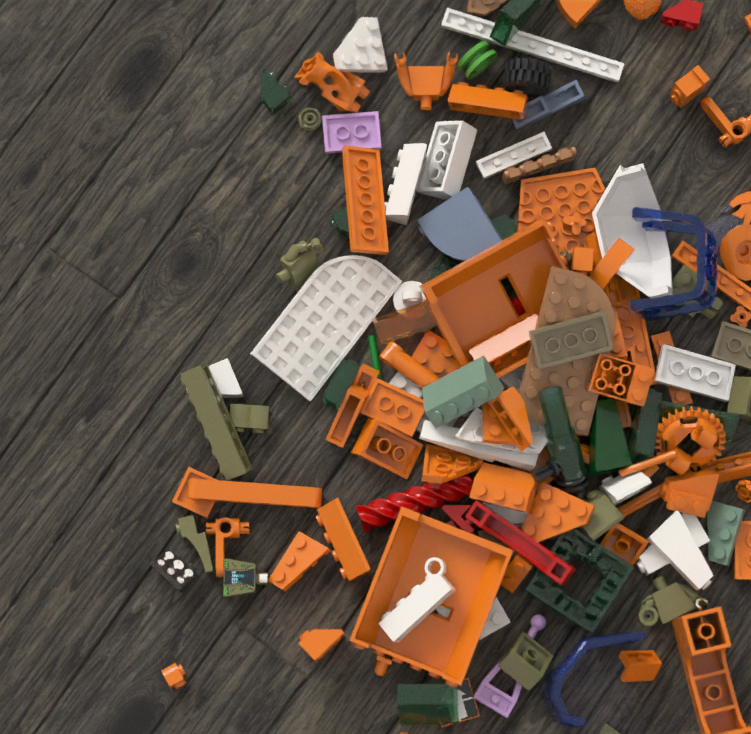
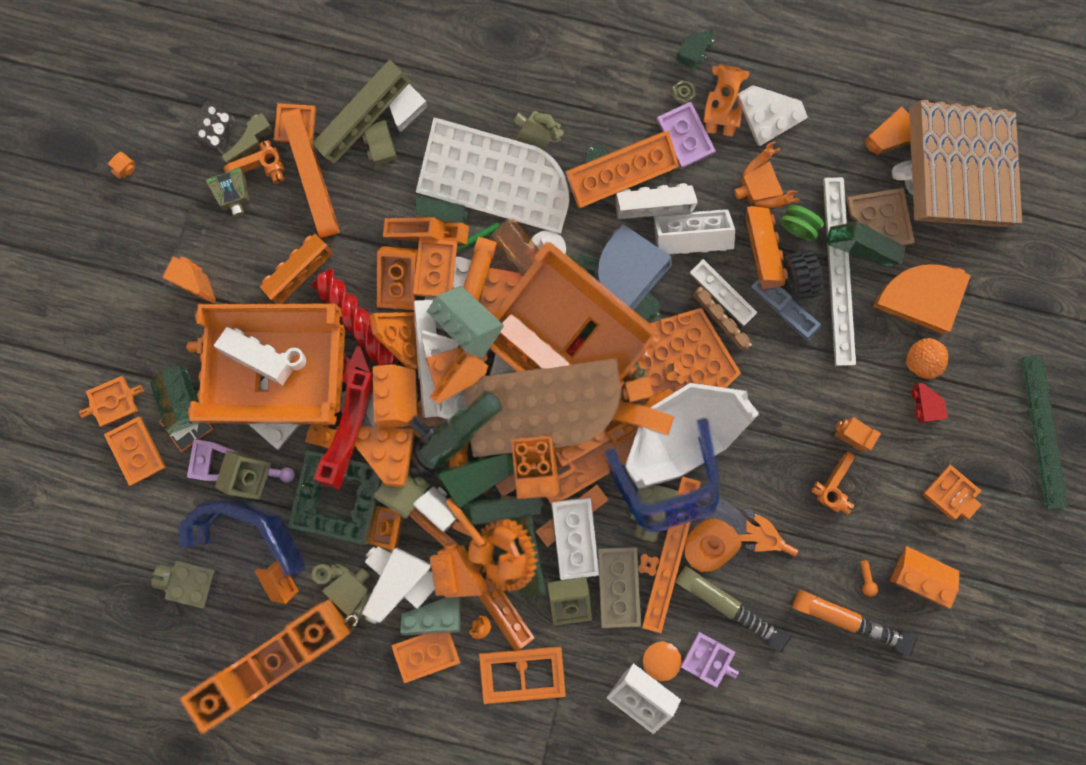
camera: 70 degrees right, 5 degrees up
(297, 559) = (267, 235): orange wing -> none
(570, 340) = (551, 403): dark tan plate -> none

